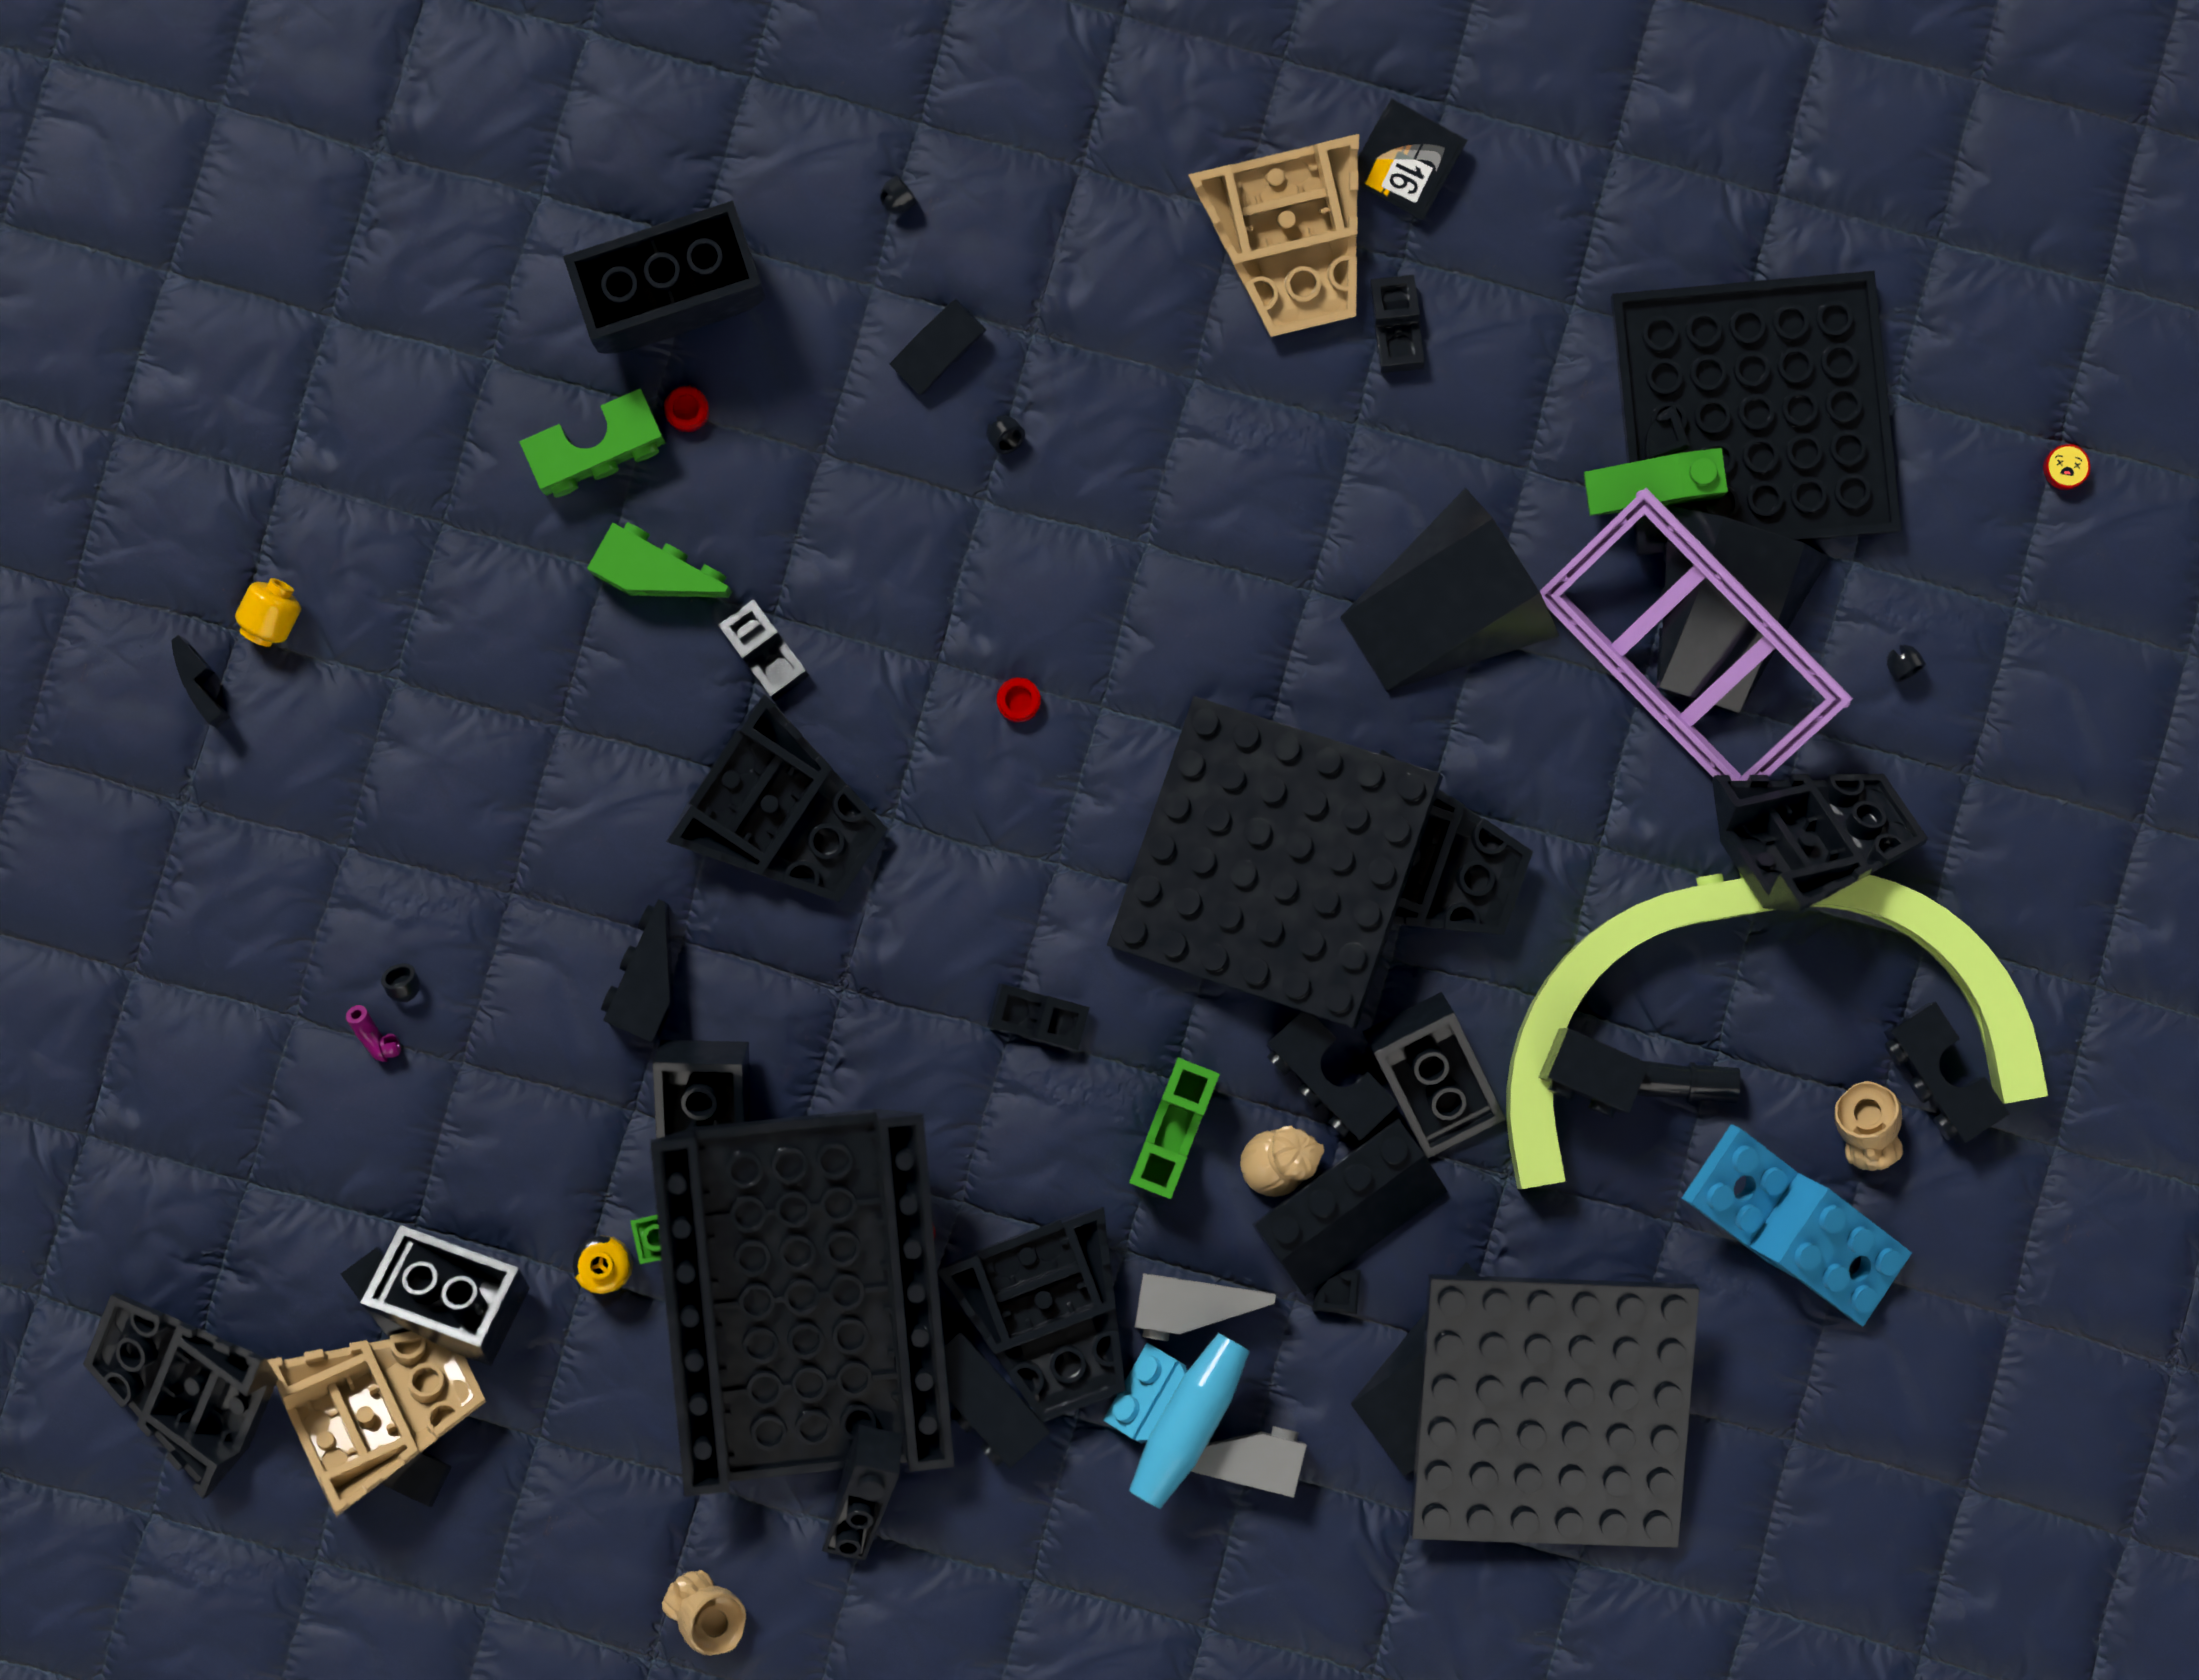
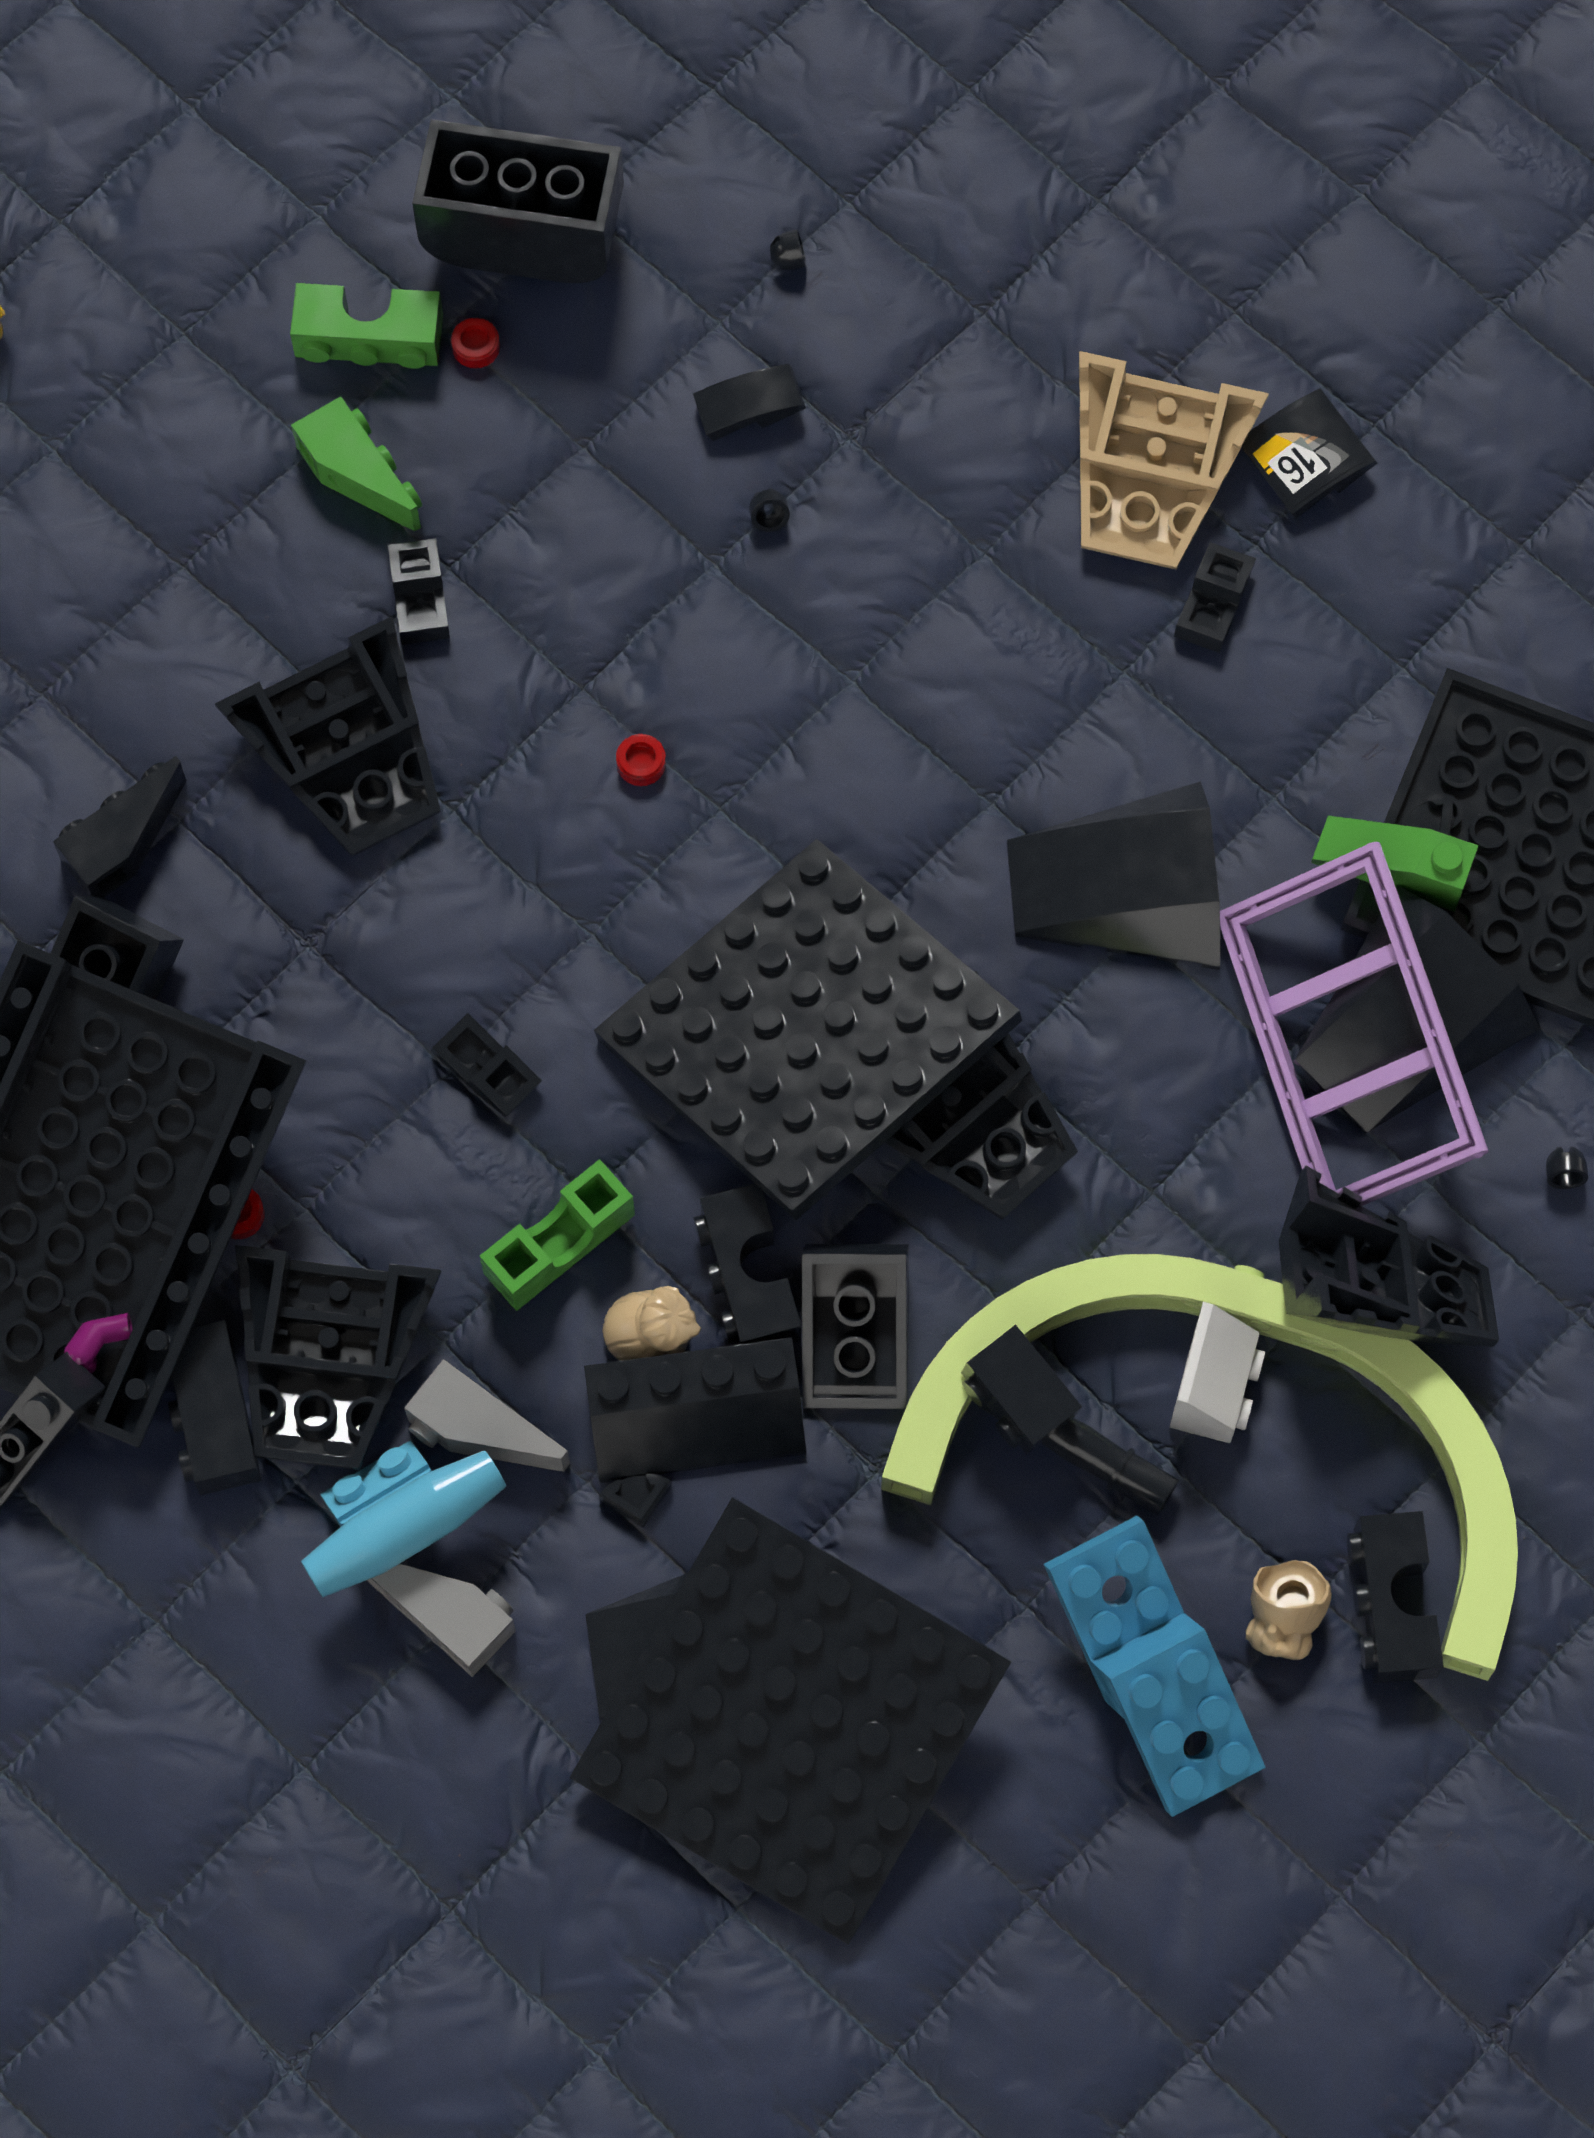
camera: 30 degrees right, 15 degrees down
(869, 1400) = (94, 1334): none -> magenta arm
(1728, 975) = (1216, 1376): none -> white slope

